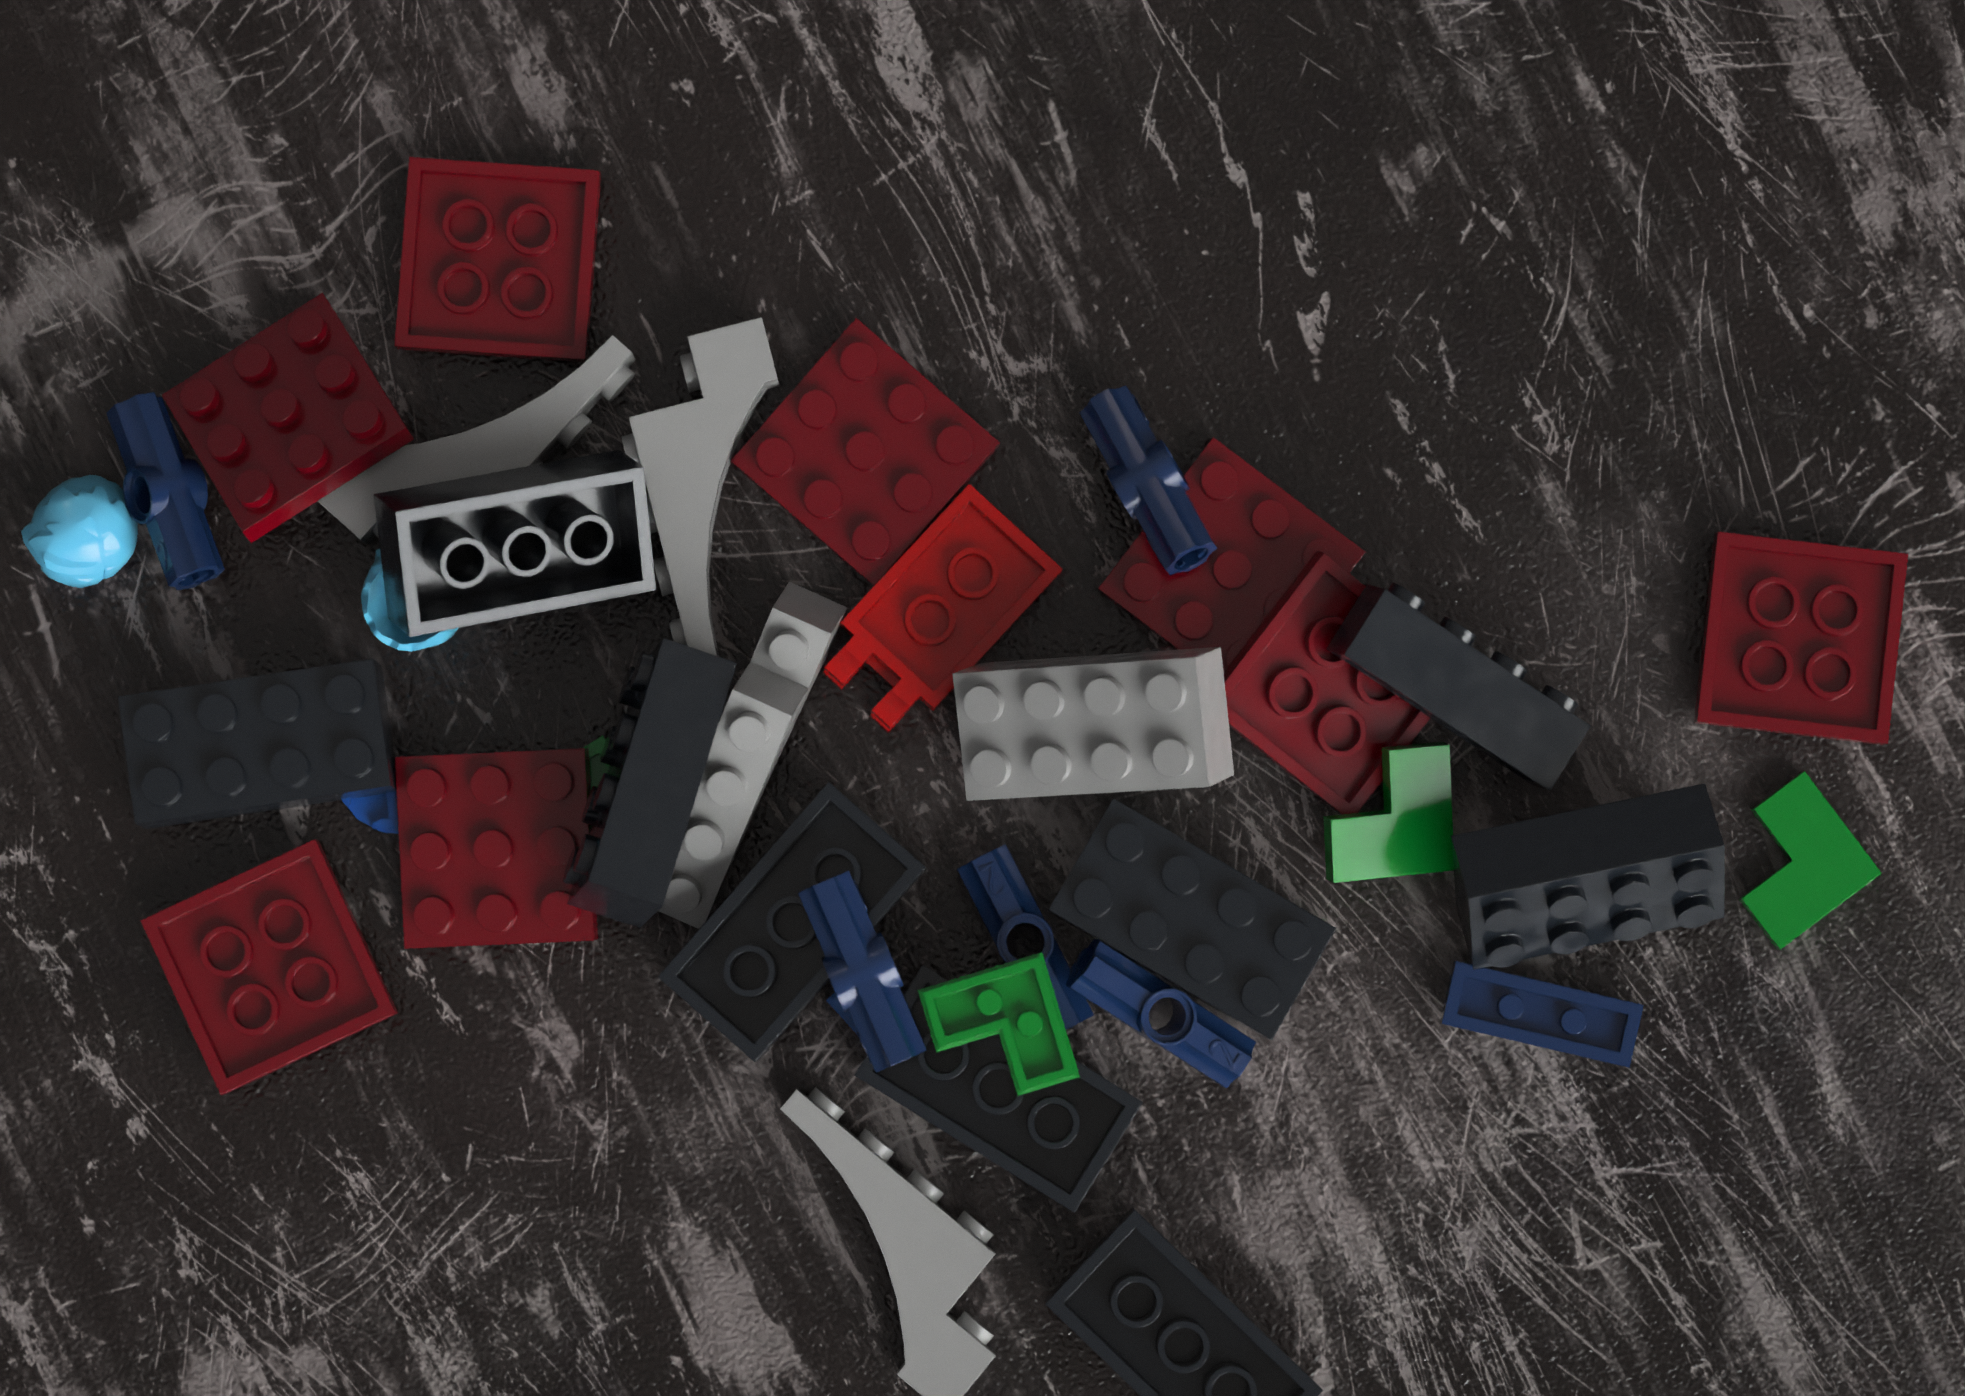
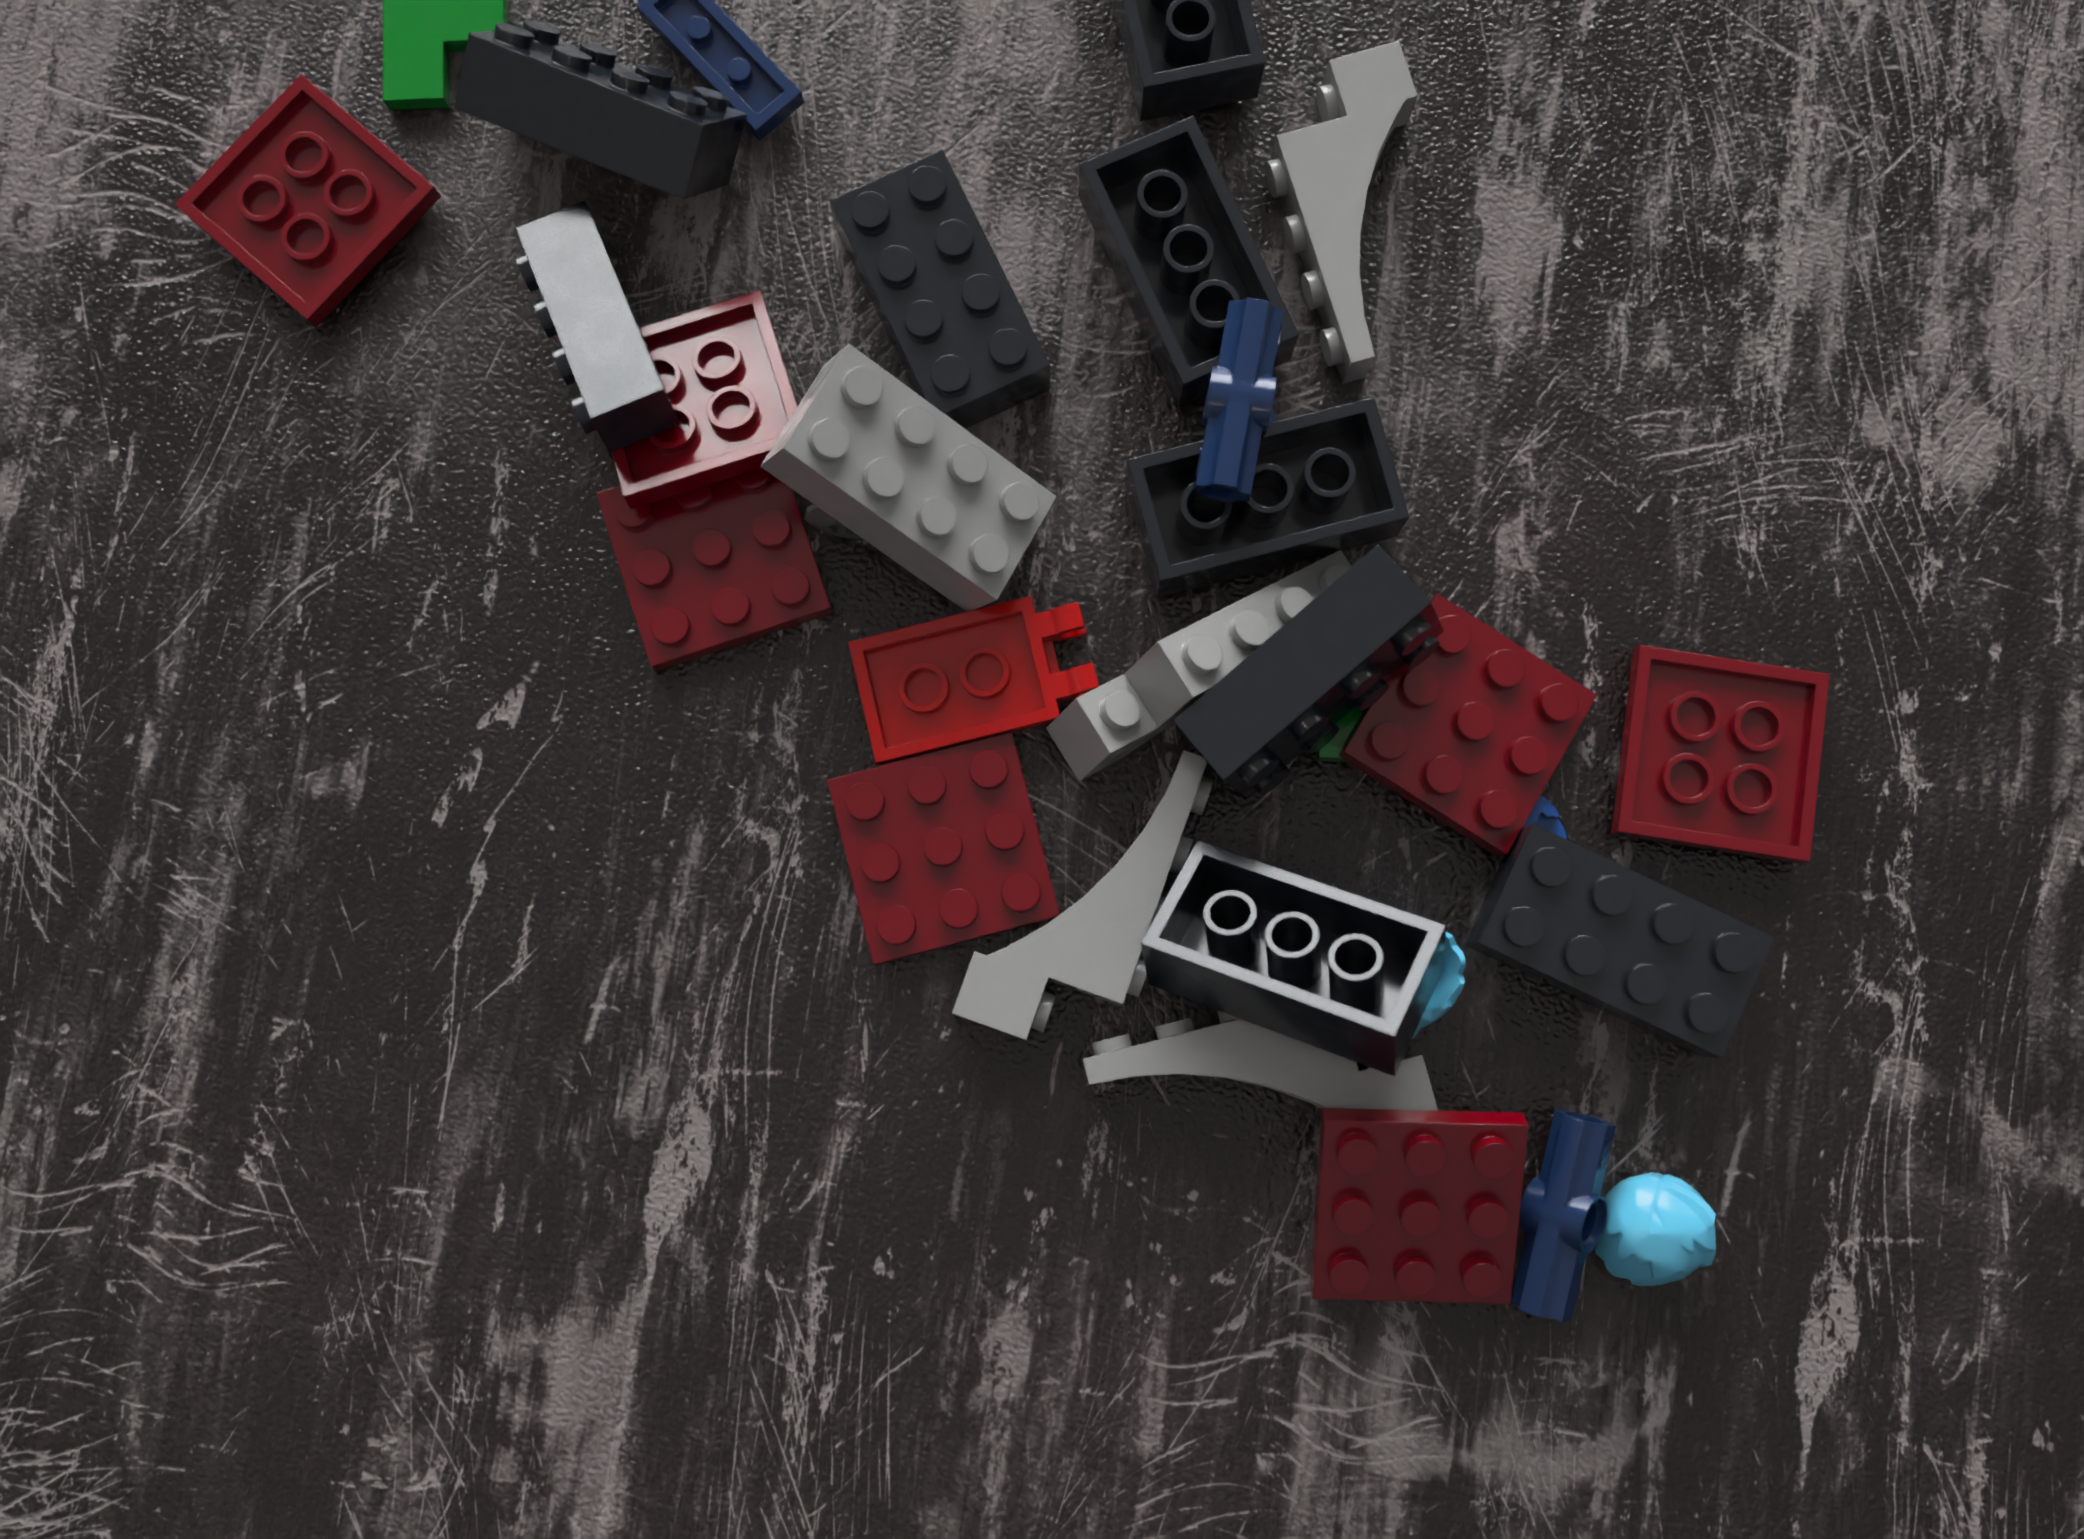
camera: 145 degrees left, 5 degrees down
(497, 259) = (1142, 1224): dark red plate -> none
(1007, 901) = (1087, 333): dark blue piece -> none
(1009, 1002) = (1132, 303): green tile -> none
(1129, 994) = (1017, 237): dark blue piece -> none
(1148, 480) = (726, 659): dark blue piece -> none
(1411, 830) = (720, 252): green tile -> none

